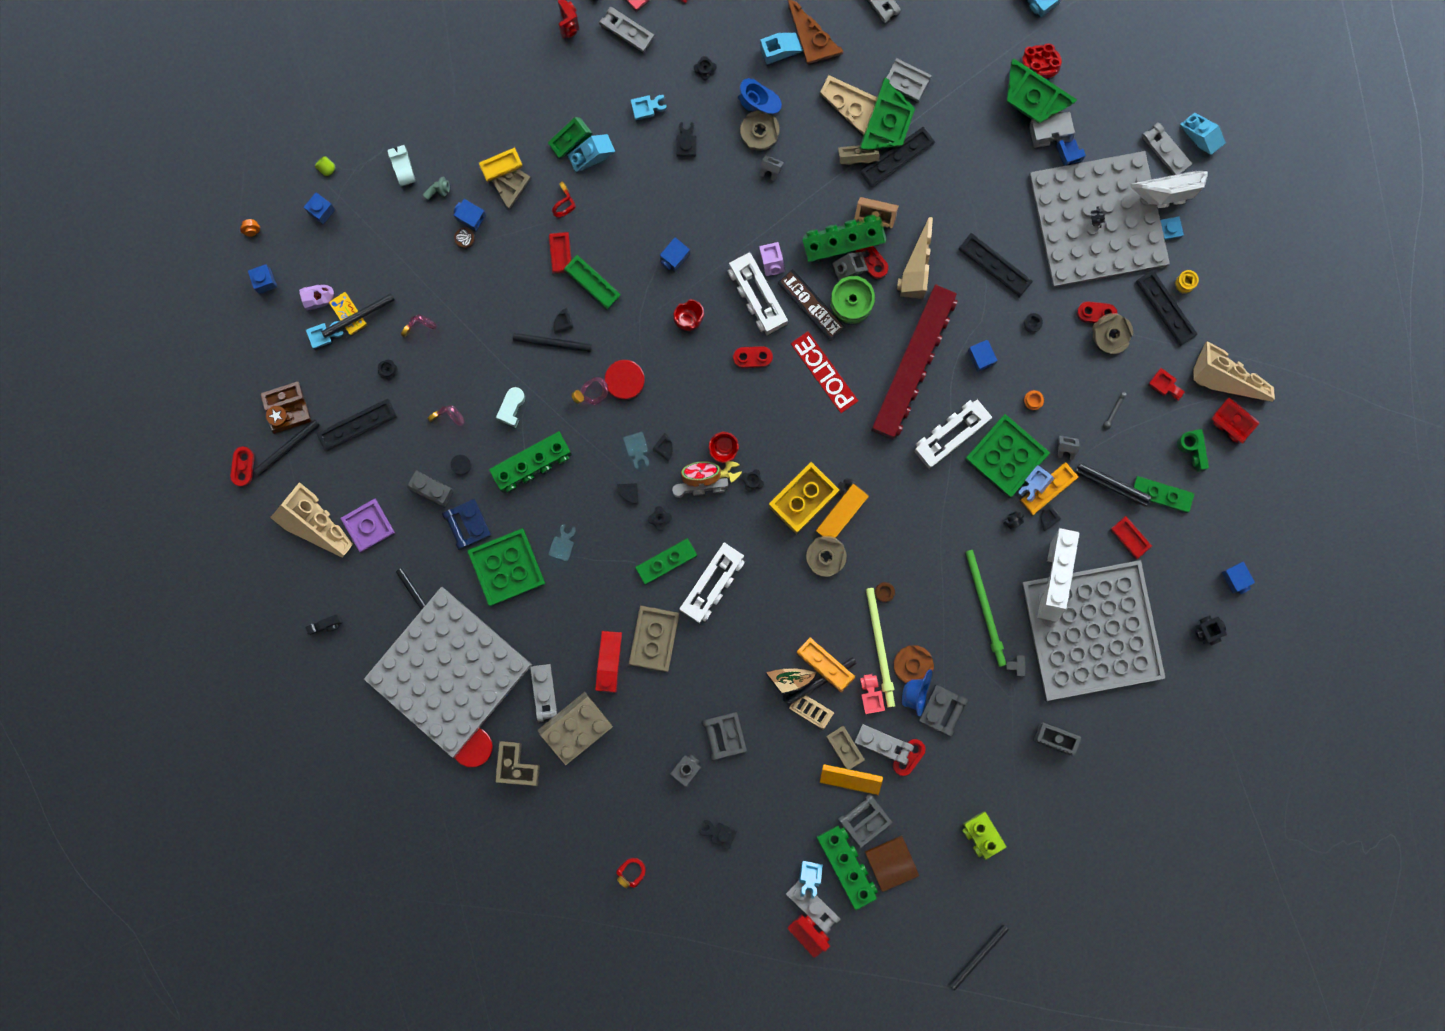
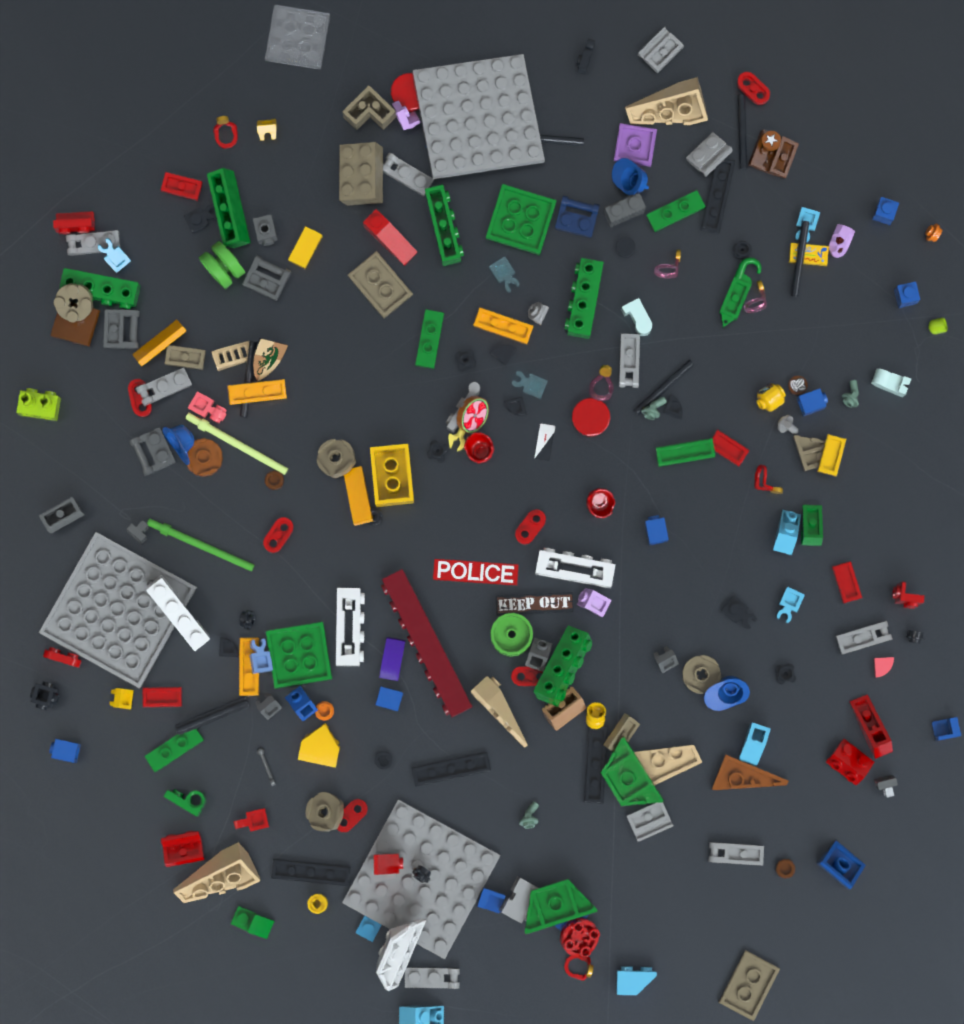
camera: 130 degrees right, 0 degrees up
(269, 568) = (661, 50): none -> light grey plate
(327, 458) = (709, 154): none -> light grey plate
(397, 448) = (675, 211): none -> green plate
(400, 506) = (629, 177): none -> blue piece
(426, 344) = (737, 292): none -> green plate
(492, 250) = (770, 397): none -> yellow head
(497, 730) = (406, 119): none -> lavender bracket
(499, 881) = (297, 37): none -> clear plate
(504, 222) = (785, 424): none -> light grey plate
(552, 386) = (629, 359): none -> light grey plate
(564, 624) = (443, 227): none -> green brick
(573, 492) = (537, 312): none -> light grey plate
(581, 335) = (651, 412): none -> sand green plate
(593, 77) = (847, 582): none -> red tile
(597, 841) = (267, 126): none -> yellow tile
(606, 511) = (503, 325): none -> light orange tile
(673, 725) = (305, 247): none -> yellow tile
(674, 401) = (544, 442): none -> sticker
(693, 815) = (228, 208): none -> green brick
(694, 610) = (374, 329): white brick -> none
(706, 871) = (181, 186): none -> red plate
(745, 779) = (222, 264): none -> bright green wheel
(857, 186) = (595, 715): none -> yellow wheel
(887, 871) = (84, 303): none -> dark tan plate
(925, 549) = (277, 534): none -> red plate
(948, 379) = (392, 659): none -> dark purple slope
(985, 172) = (529, 820): none -> sand green plate
(1044, 421) = (301, 703): none -> blue brick
(1063, 32) = (588, 973): none -> red piece
(1065, 379) = (320, 747): none -> yellow slope
(1114, 247) = (387, 863): none -> red slope
(1159, 567) = (122, 698): none -> yellow tile
(1164, 634) = (70, 659): none -> red plate
(1243, 322) = (252, 922): none -> green slope

